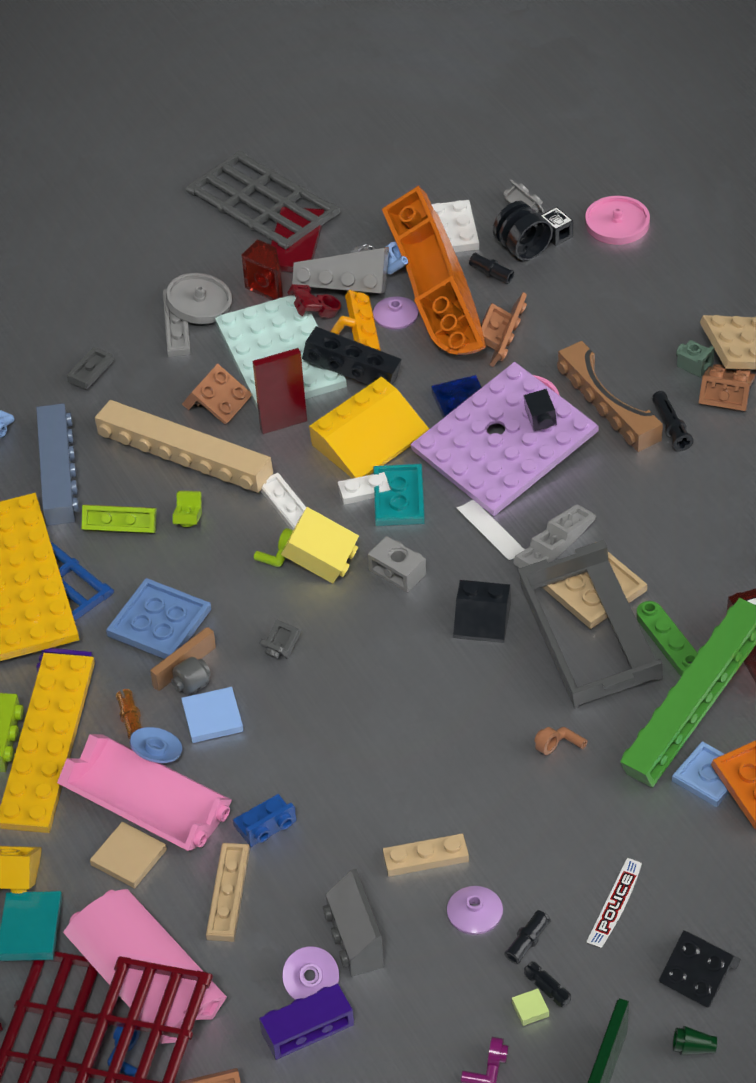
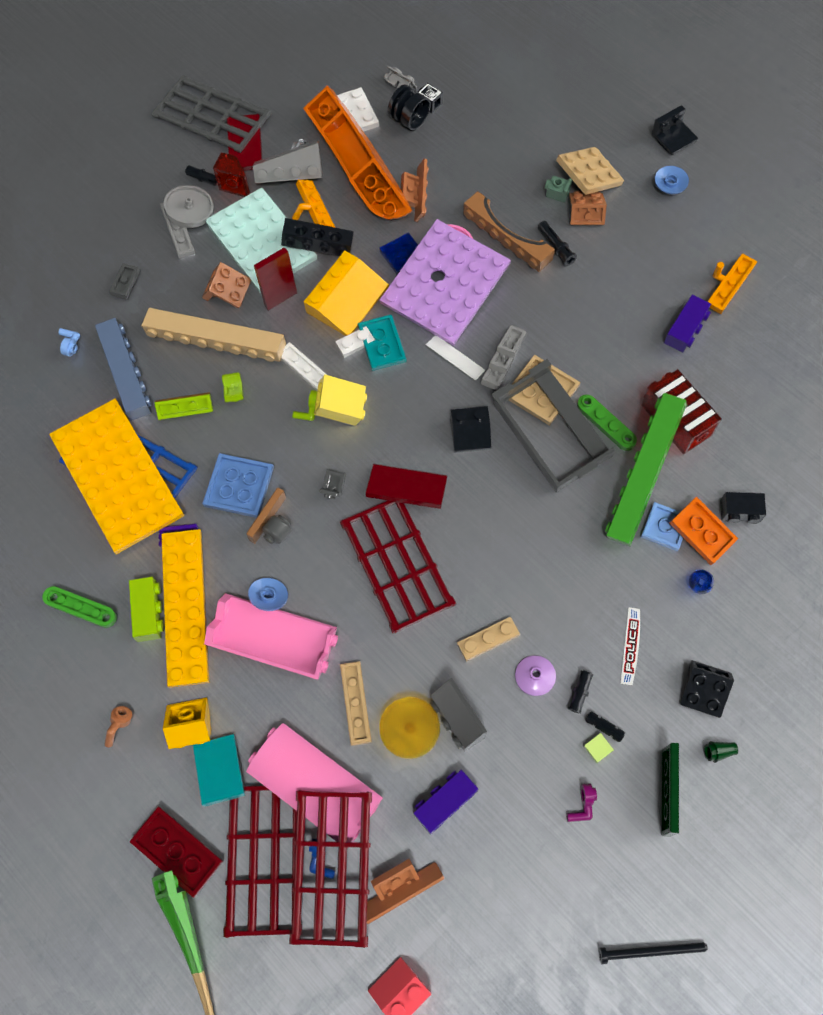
camera: 15 degrees left, 20 degrees up
(128, 854) = (273, 689): tan tile -> none
(129, 712) = (240, 570): clear orange pin -> none
(212, 714) = (300, 556): light blue tile -> none
(226, 266) = (201, 175): none -> black axle
(265, 820) = (365, 637): blue bracket -> none
(285, 925) = (410, 728): none -> clear yellow piece
(307, 302) = (274, 195): dark red piece -> none
(309, 958) = (445, 765): lavender dish -> none
(327, 768) = (395, 581): none -> dark red door
(375, 660) = (406, 486): none -> dark red tile
(395, 260) = (325, 149): light blue plate -> none
(395, 312) = (335, 190): lavender dish -> none
(397, 564) = (404, 410): light grey brick -> none
(491, 268) = (393, 141): black pin -> none
(540, 409) = (469, 257): black brick -> none
(548, 739) = (548, 524): nougat plate -> none
(617, 220) = (470, 84): bright pink piece -> none
(734, 843) = (708, 583): none -> clear blue piece

